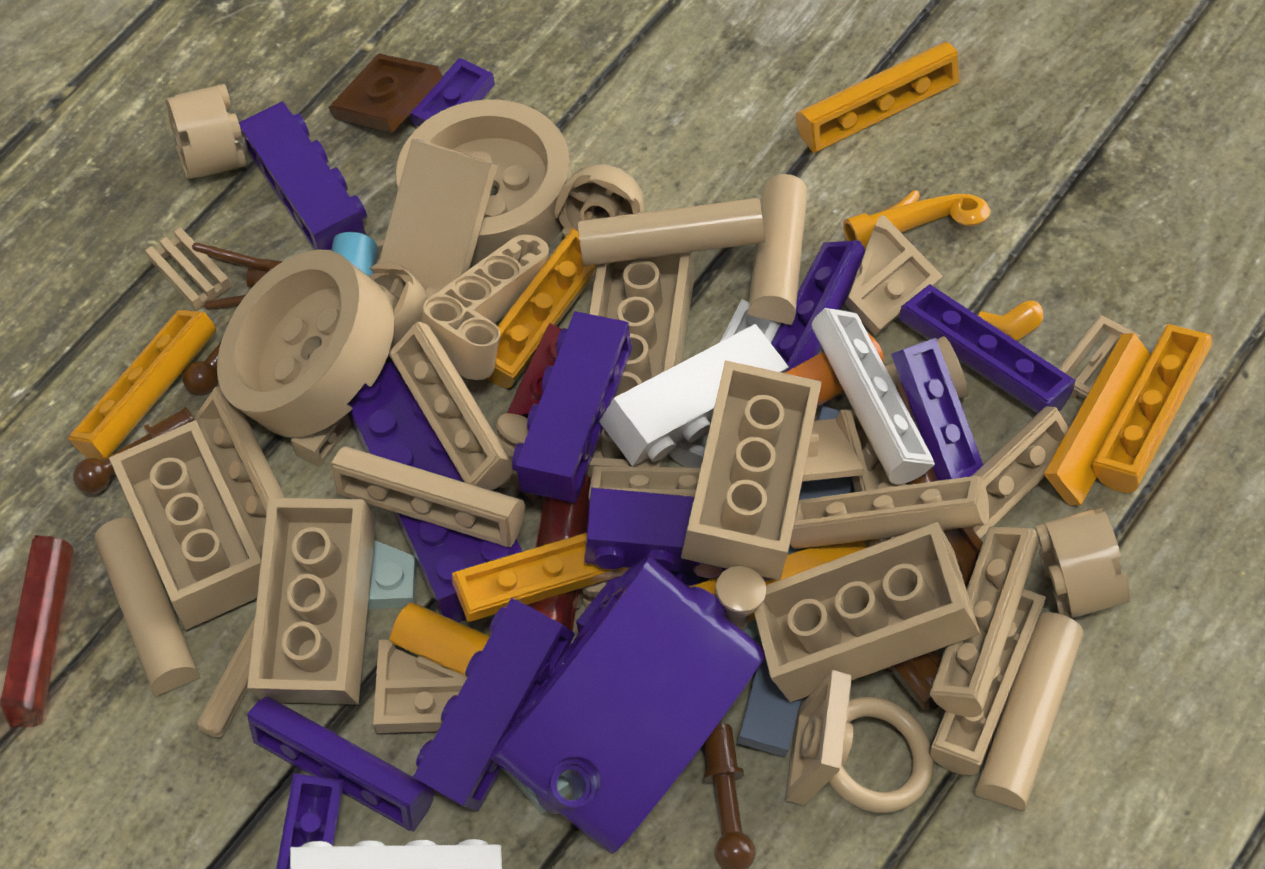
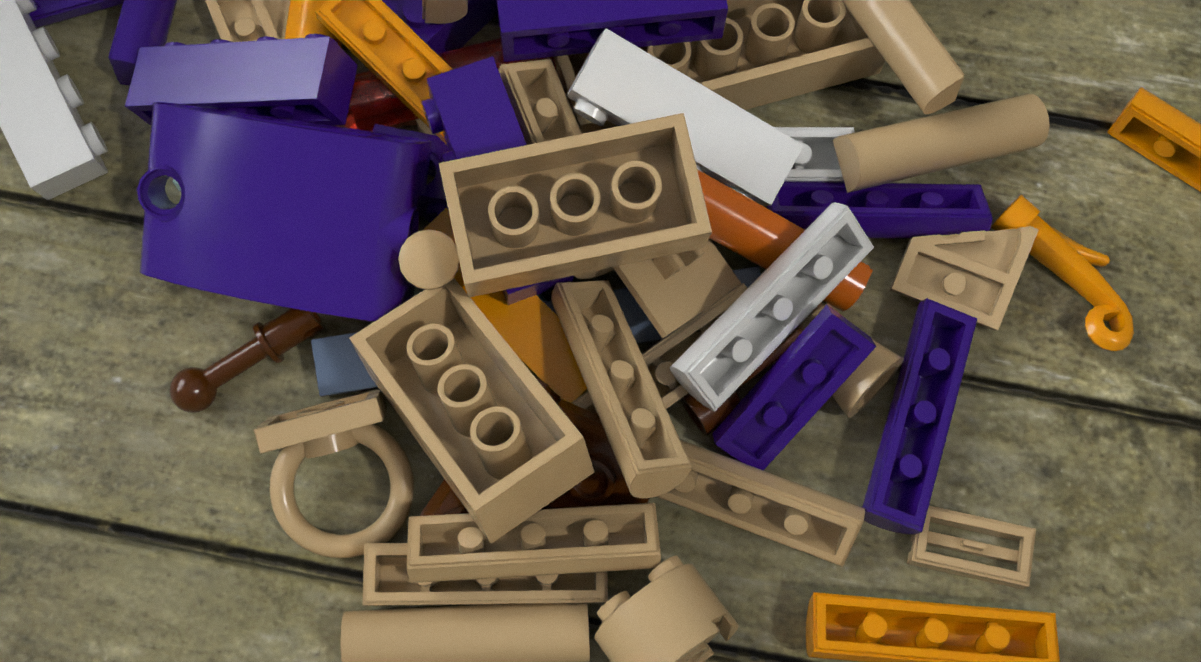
camera: 55 degrees right, 15 degrees up
(1018, 321) = (978, 436): light orange arm -> none
(1071, 465) = (800, 569): light orange tile -> none

